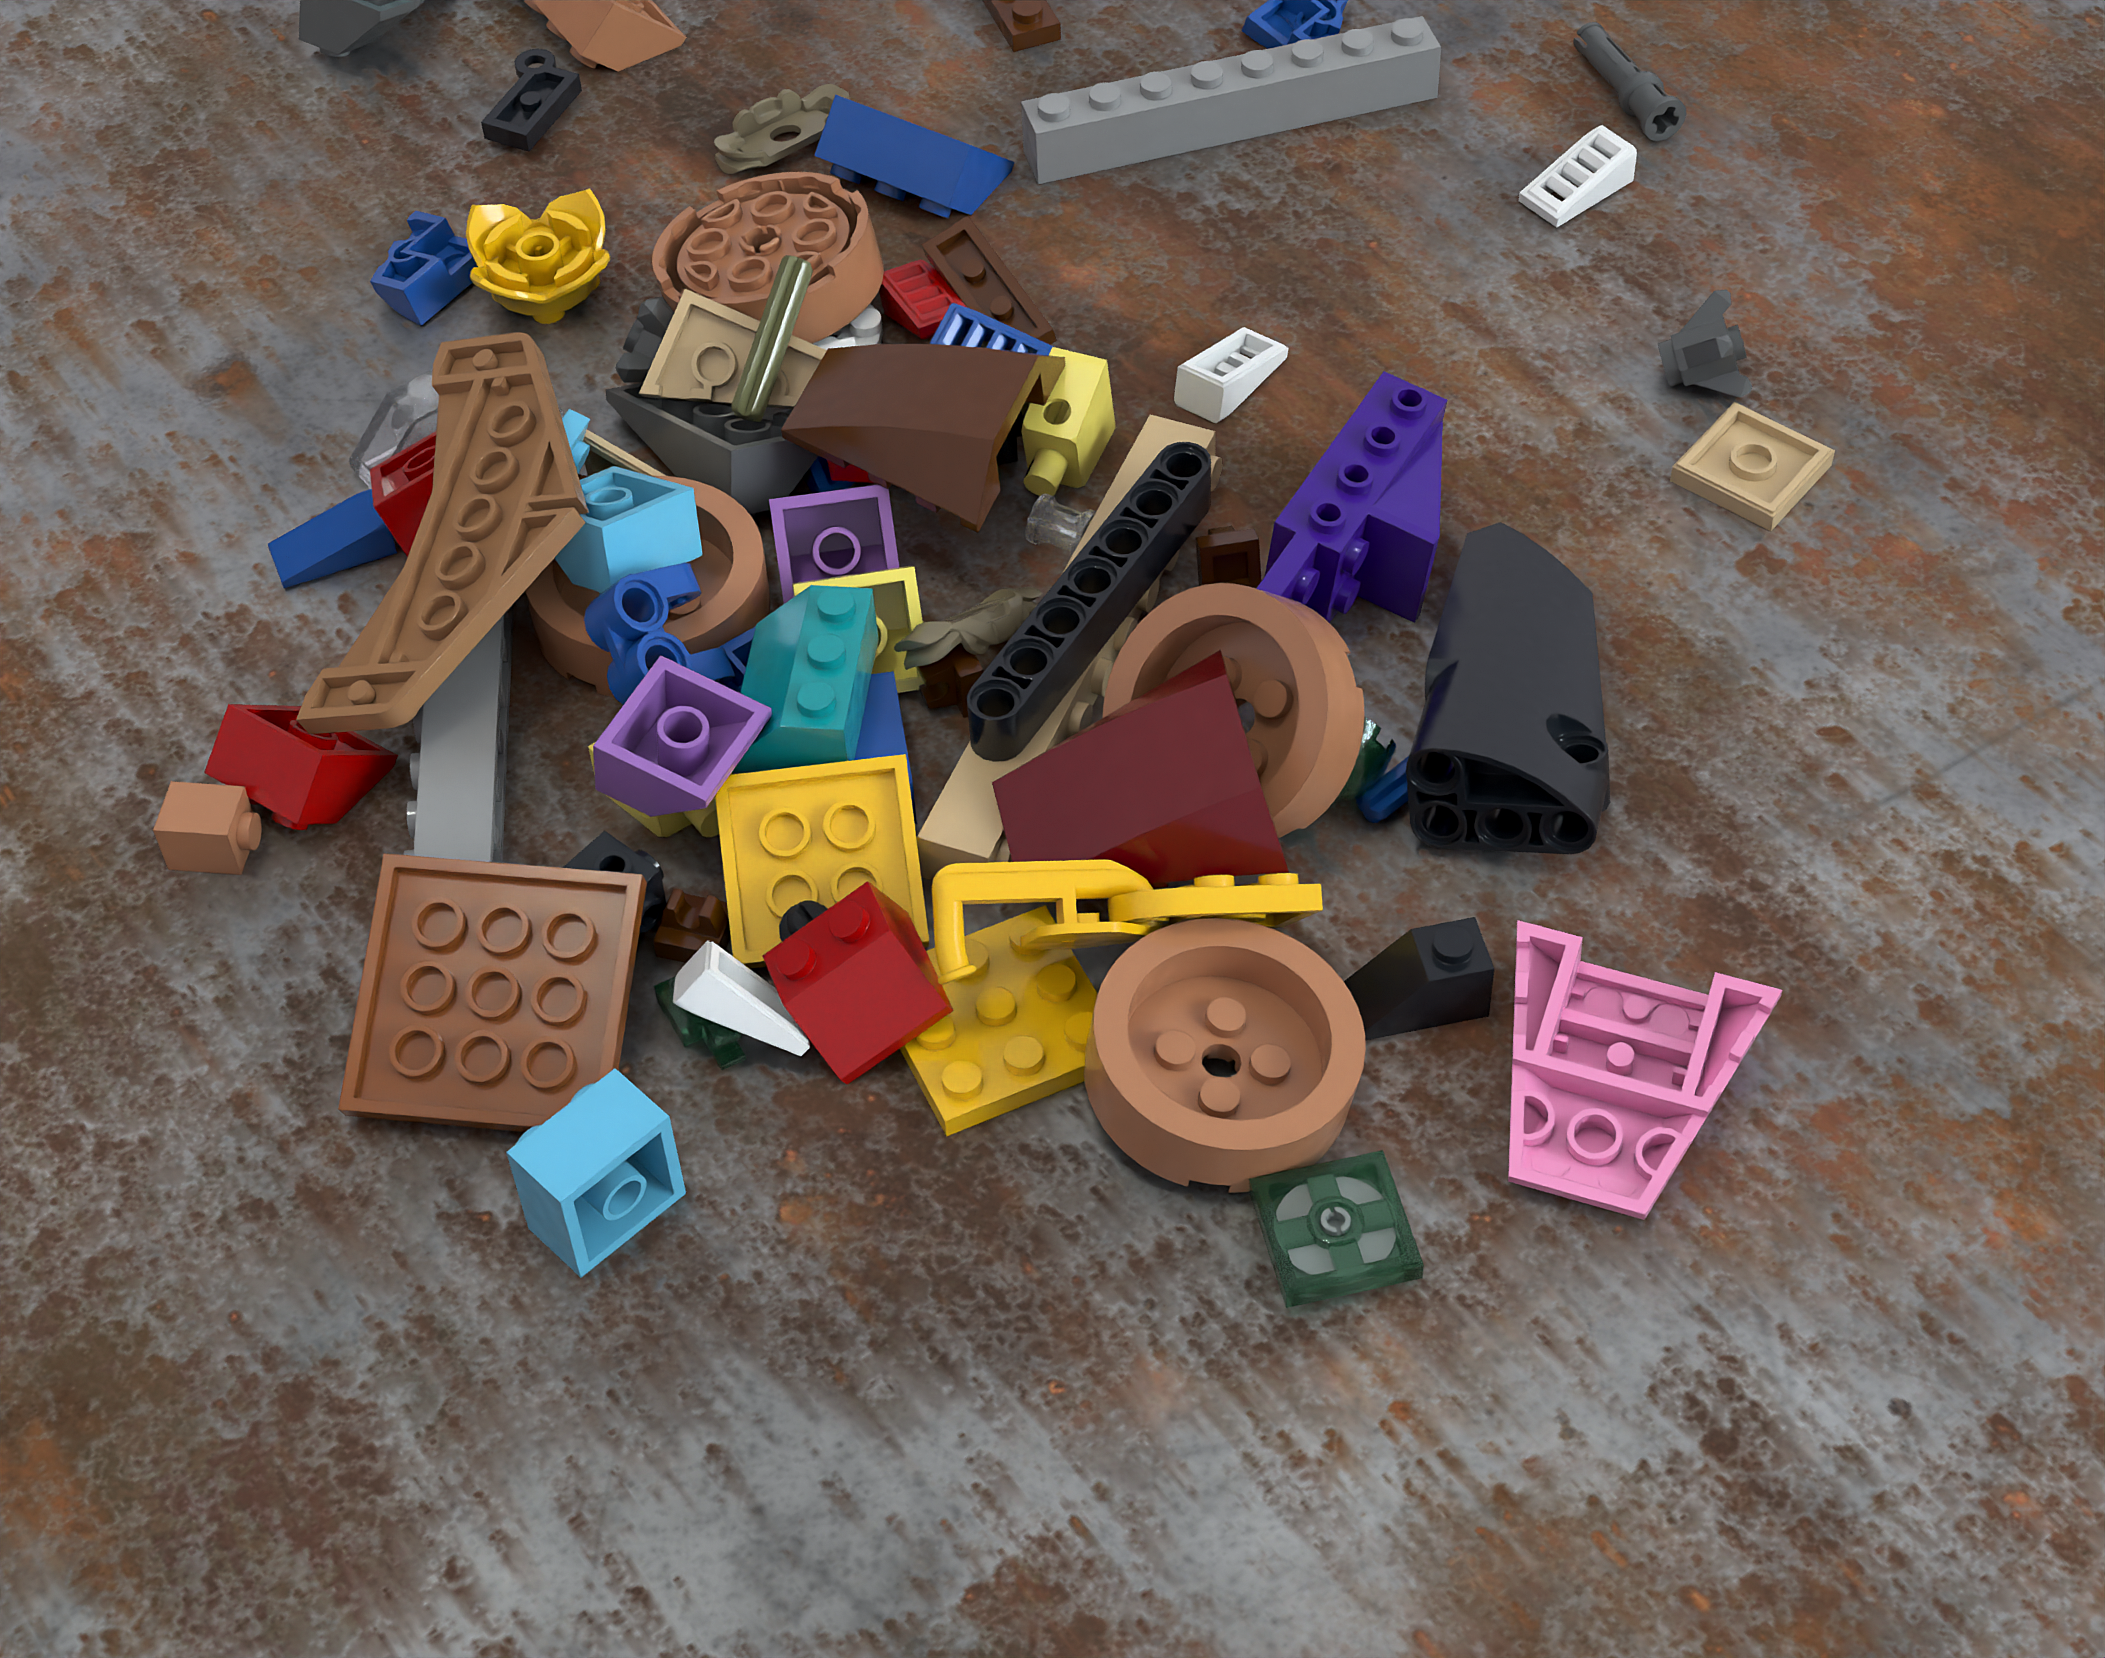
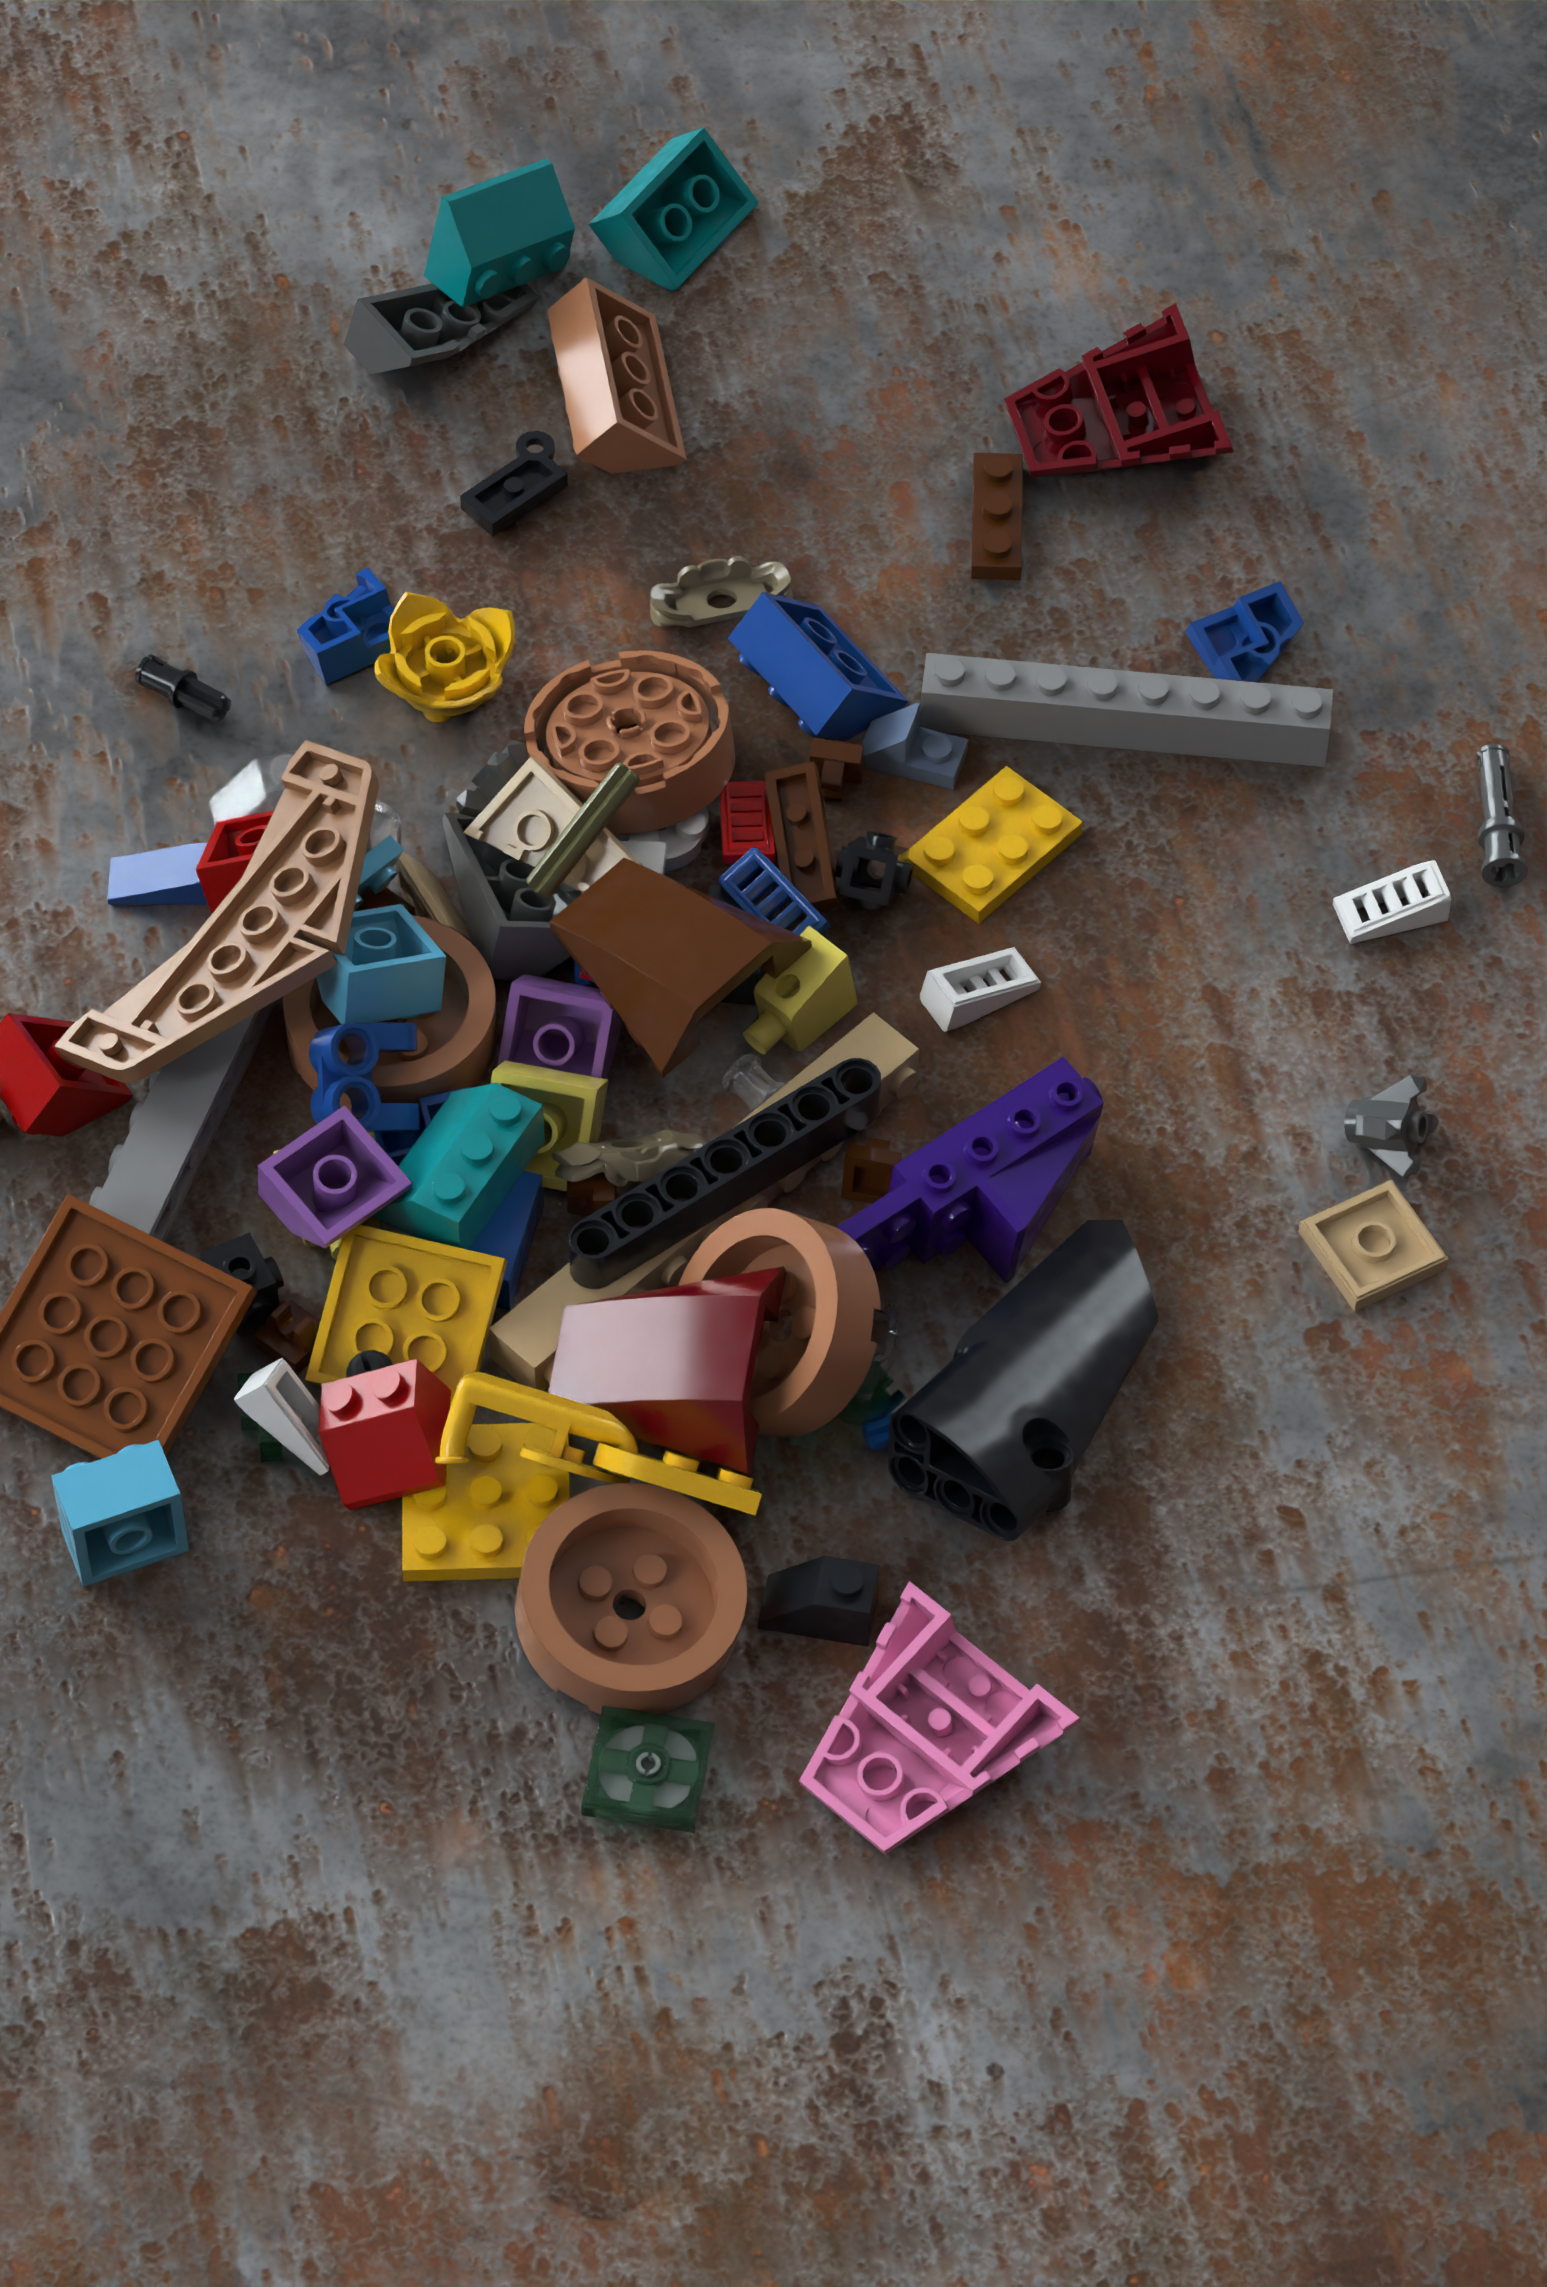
camera: 20 degrees right, 5 degrees up
(273, 368) = (182, 688): none -> black axle
(988, 215) = (837, 764): none -> reddish brown tile
(1032, 200) = (905, 749): none -> sand blue slope
(1088, 283) = (858, 878): none -> black brick
(1167, 251) = (993, 844): none -> yellow plate

